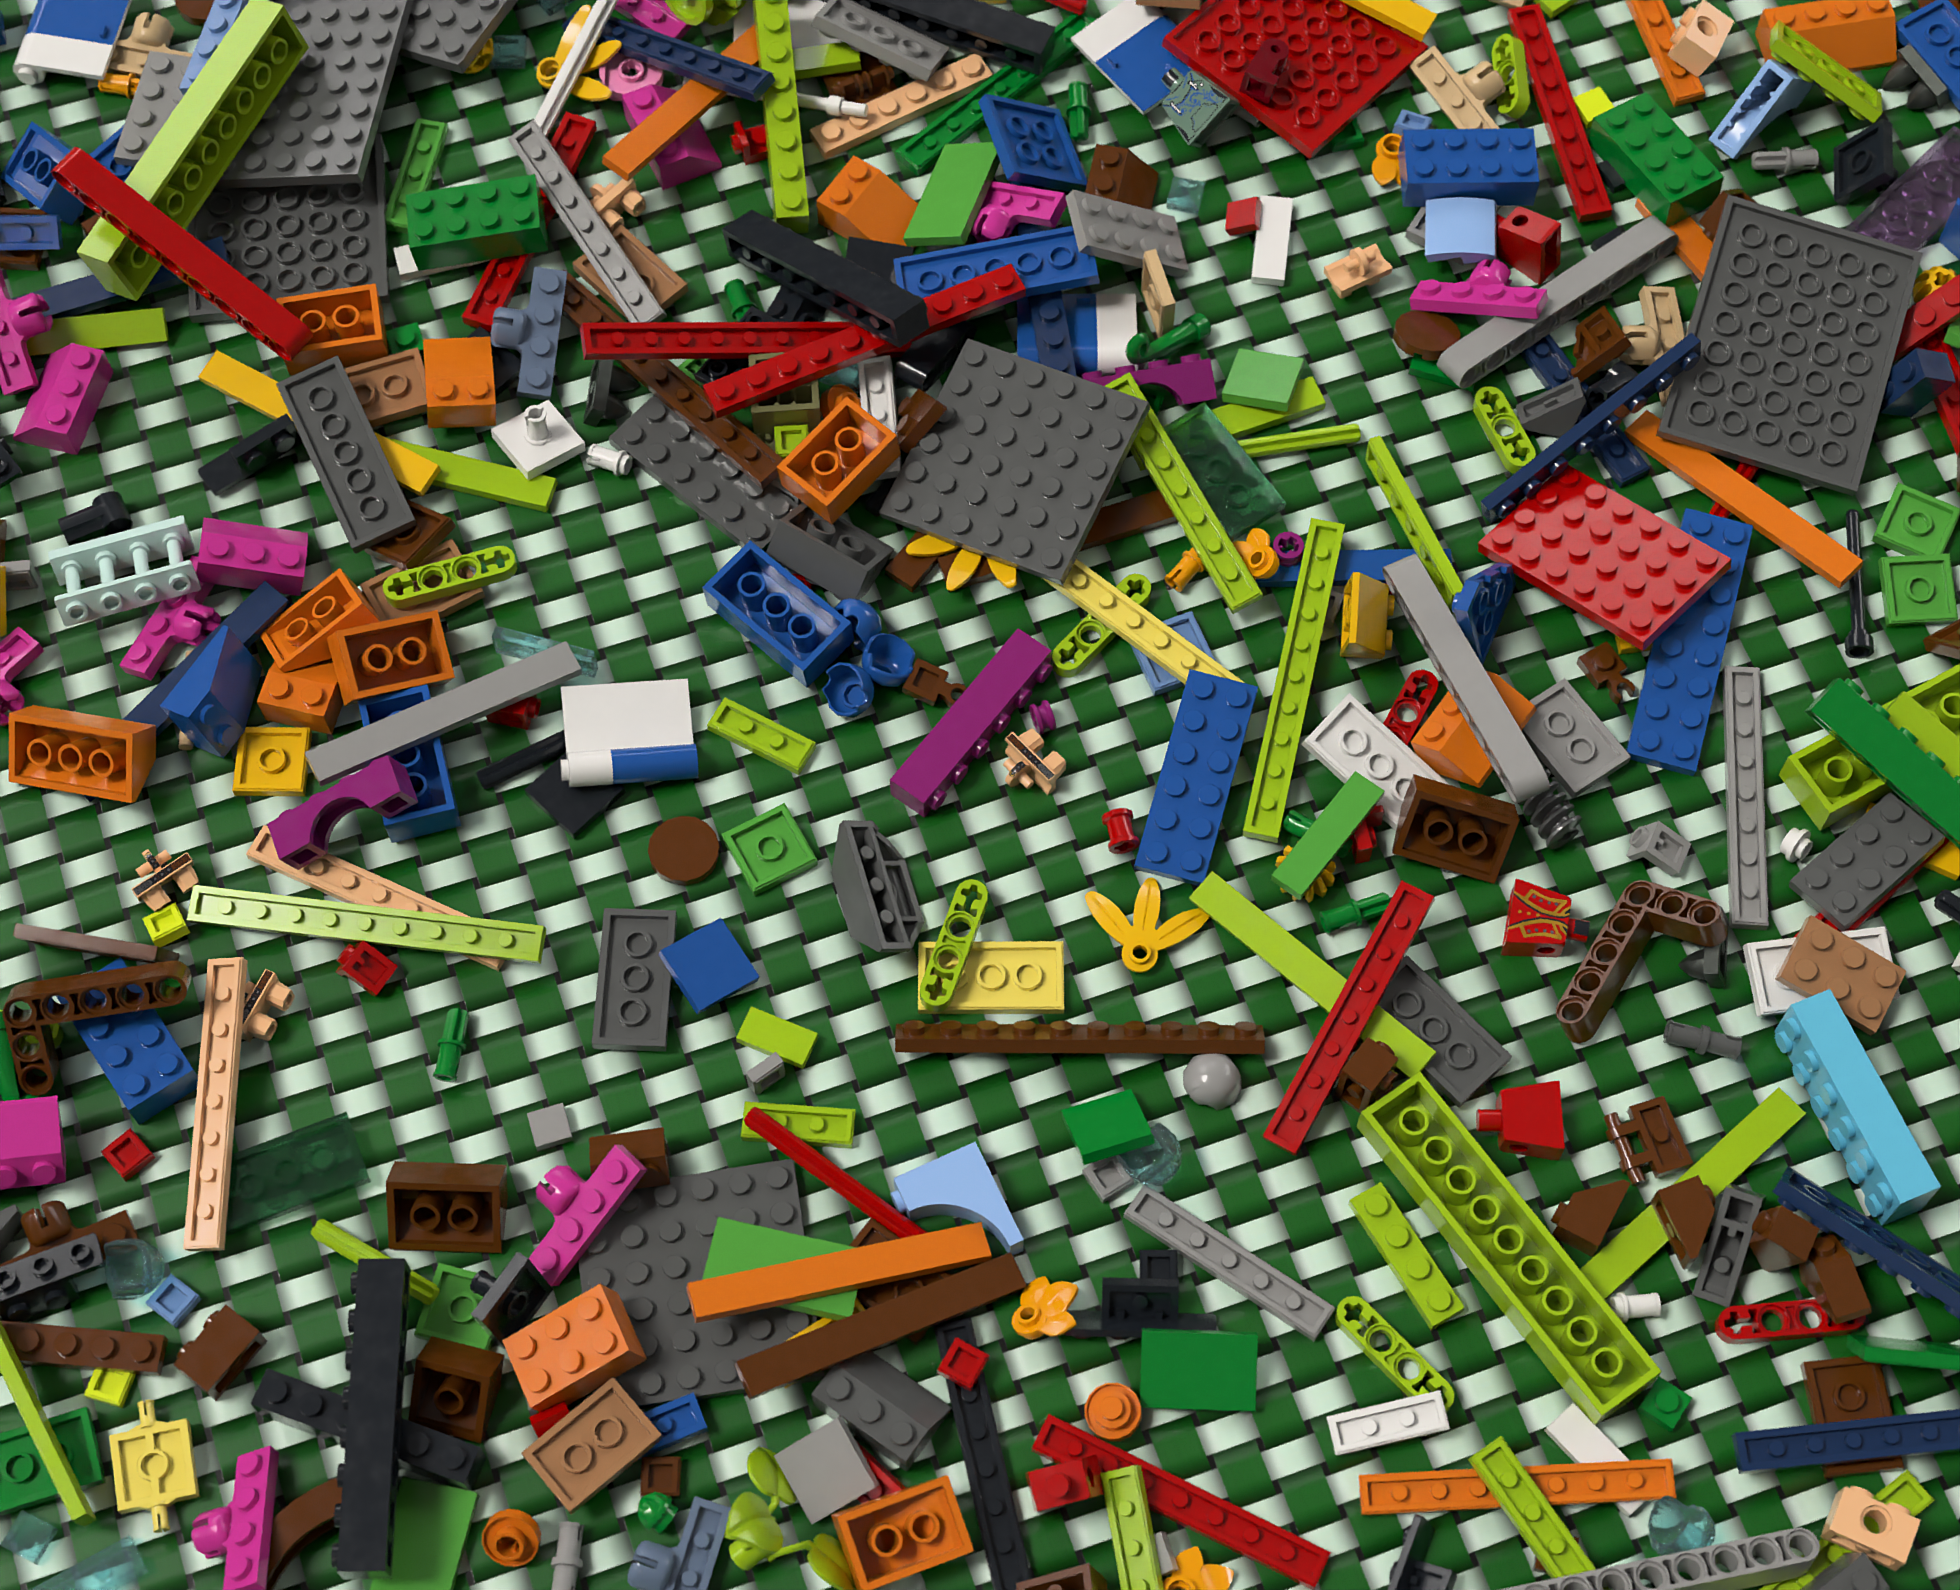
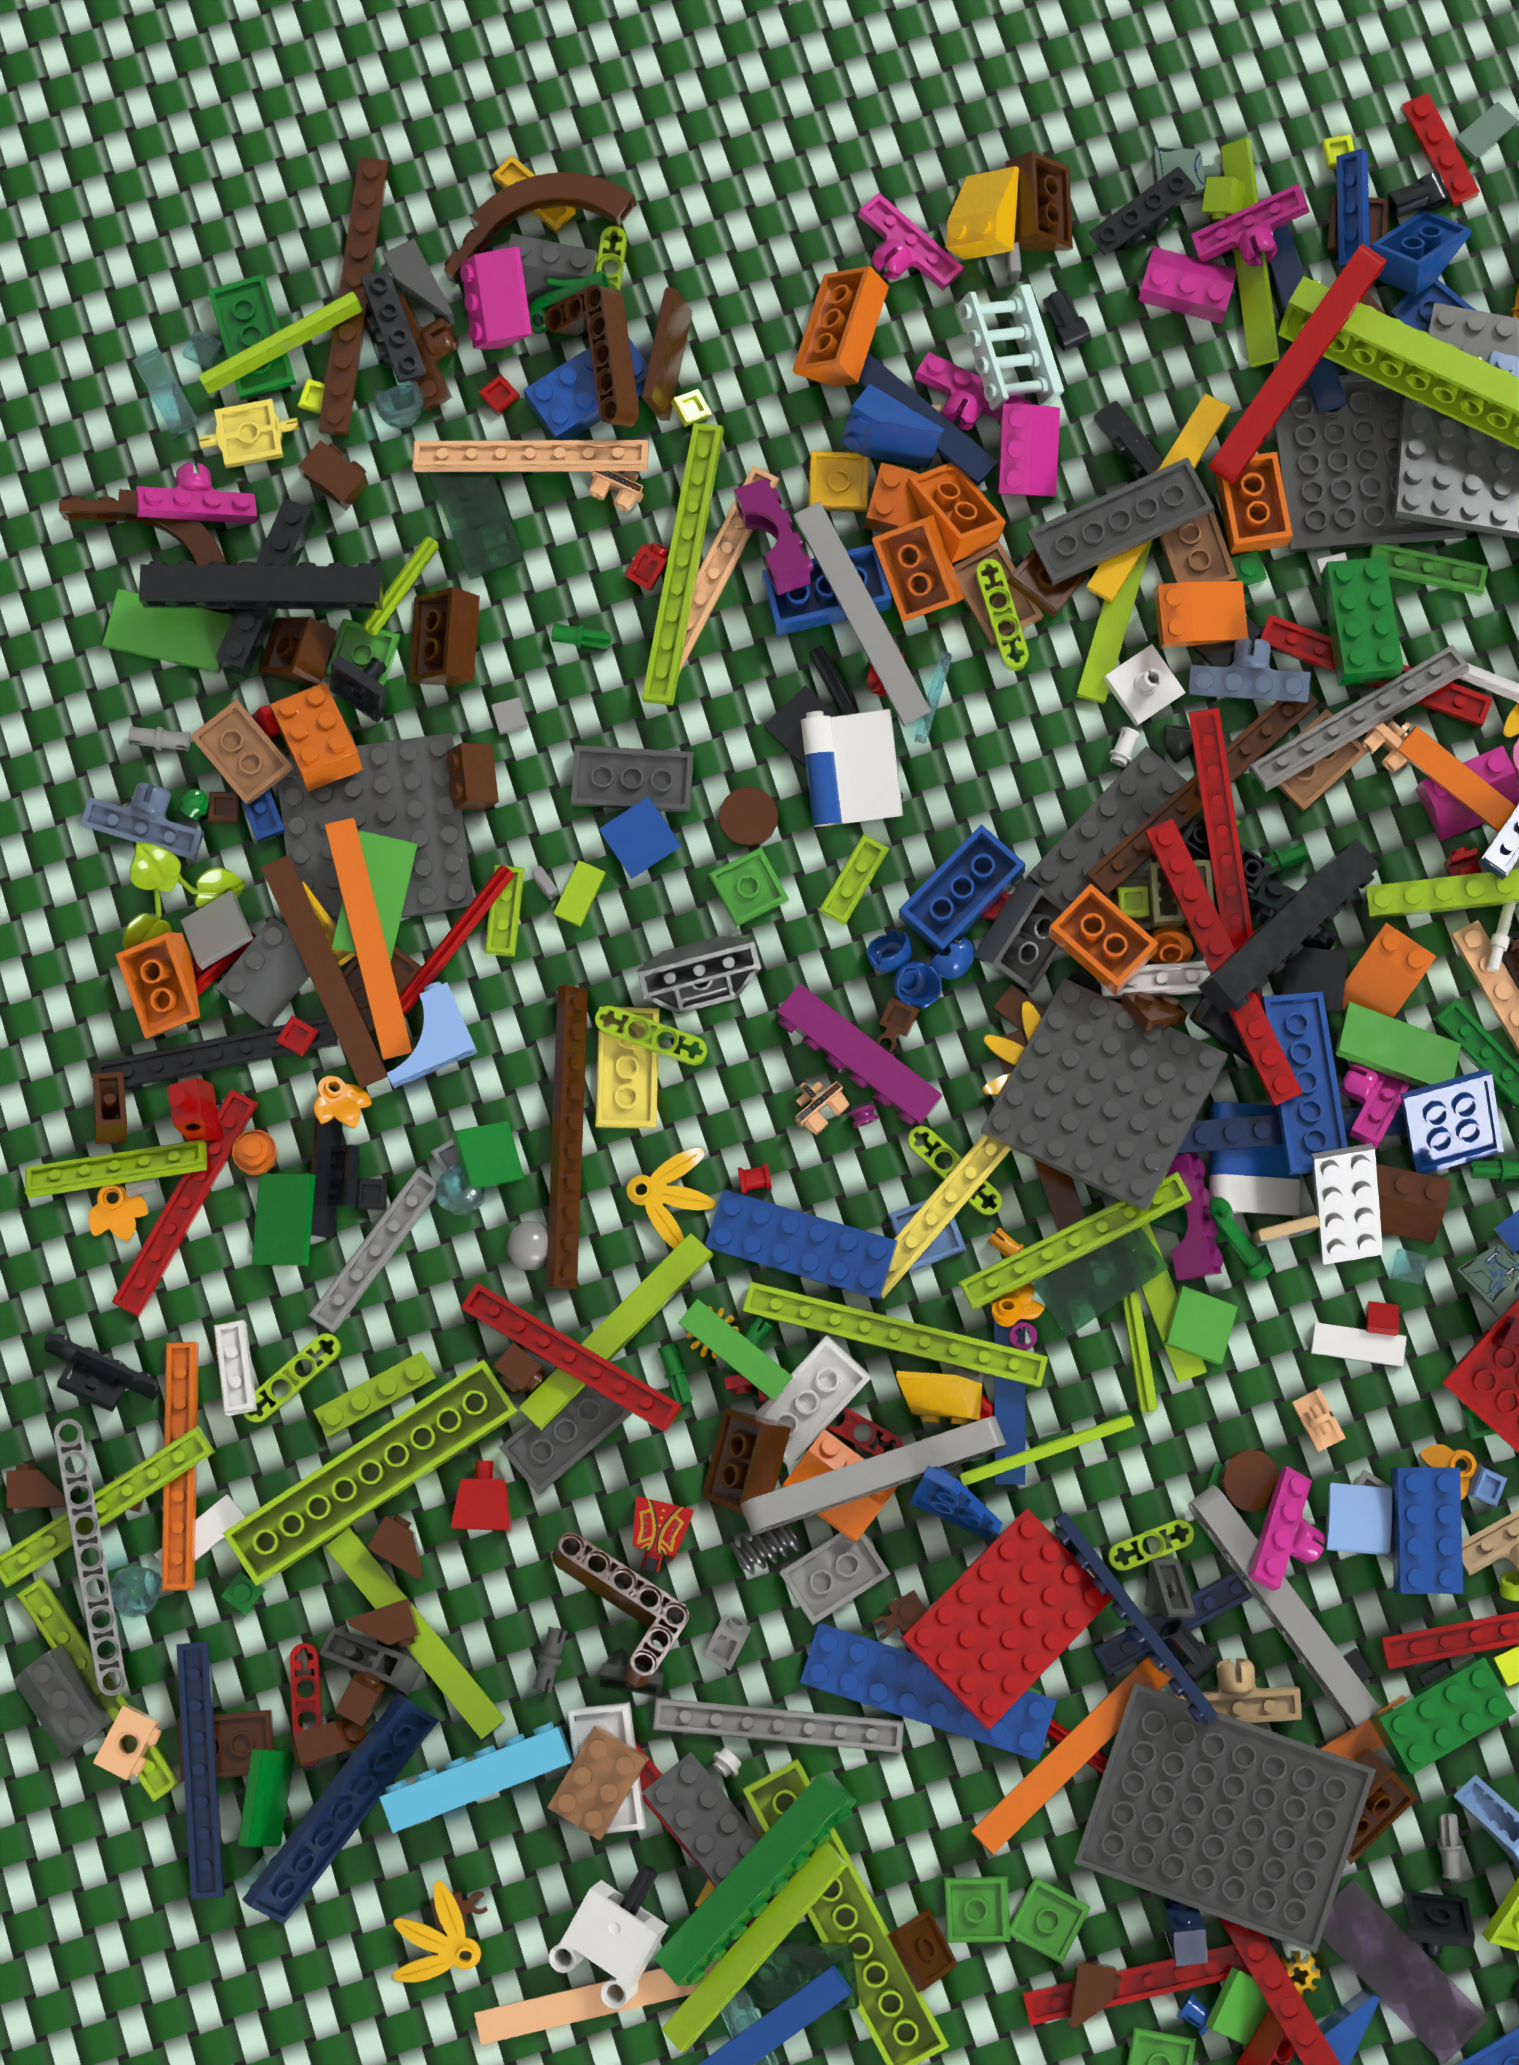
camera: 90 degrees right, 15 degrees up
(151, 888) = (721, 394): light nougat hips -> none
(173, 1300) = (379, 438): medium blue tile -> none
(511, 1537) = (179, 696): orange plate -> none
(581, 1209) = (429, 738): dark pink plate -> none
(1529, 243) = (1348, 1582): red torso -> none
(1597, 343) = (1236, 1639): reddish brown wing -> none
(1635, 1305) = (322, 1576): white pin -> none
(1658, 1137) = (466, 1611): reddish brown plate -> none
(1859, 642) = (927, 1847): black piece -> none

